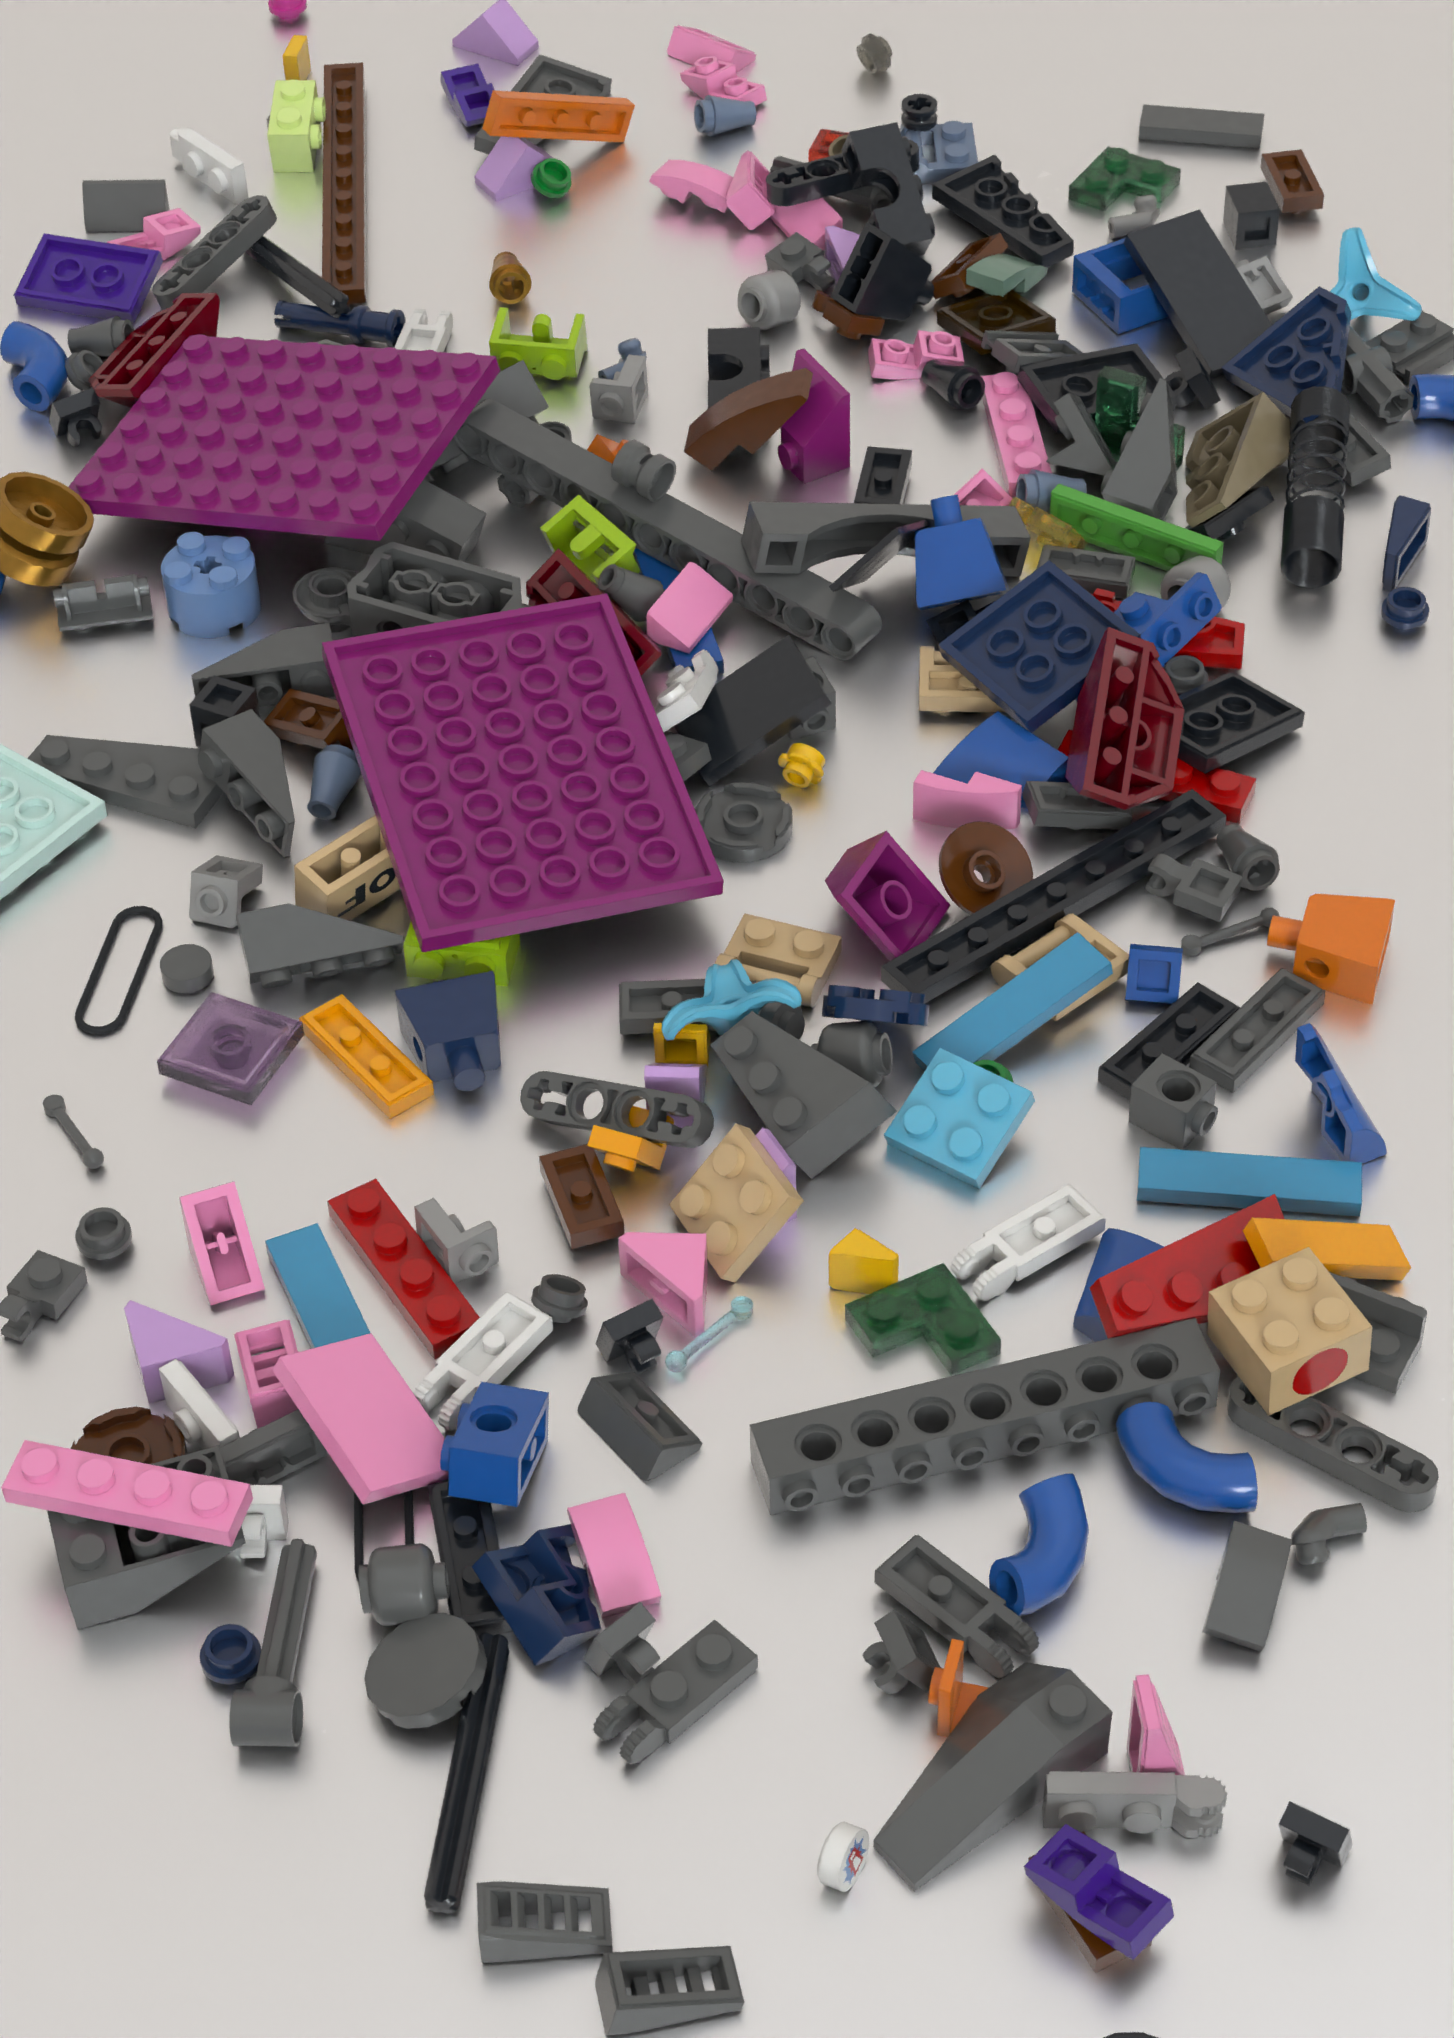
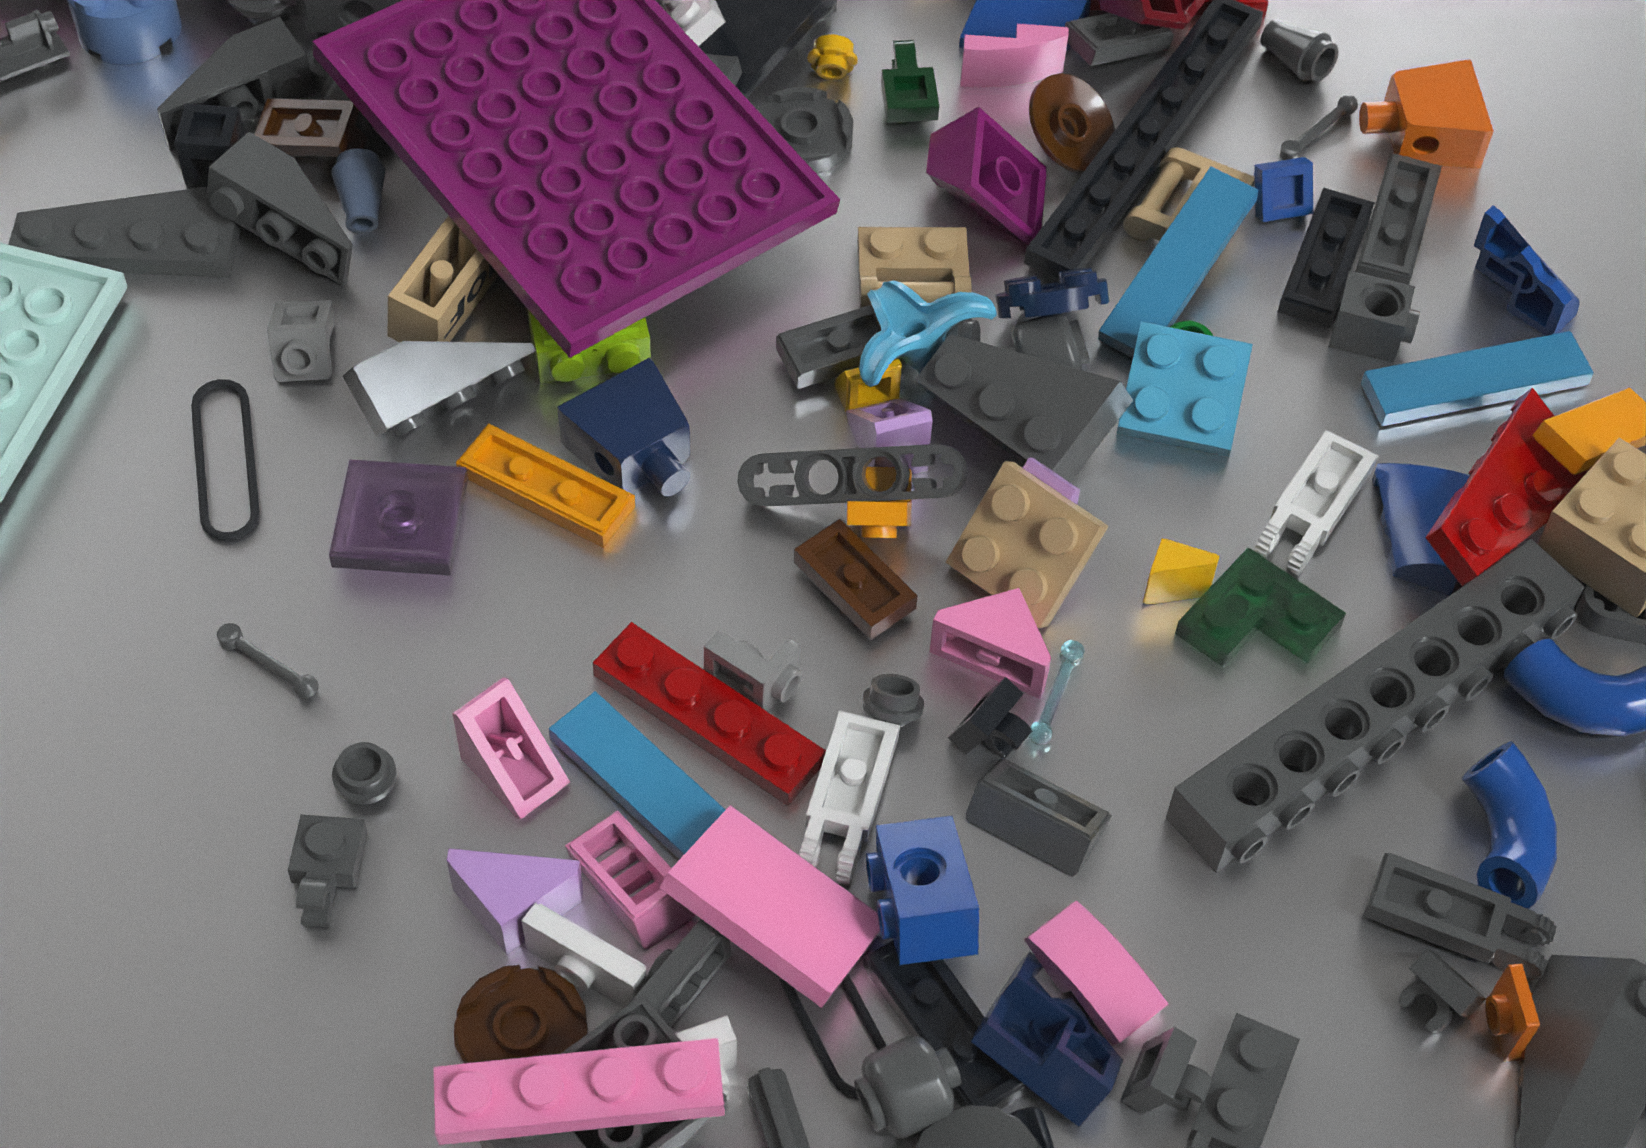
camera: 25 degrees left, 10 degrees up
(186, 968) = (302, 438): dark grey tile -> none
(855, 809) = (907, 89): none -> dark green plate
(1197, 888) = (1274, 89): dark grey plate -> none

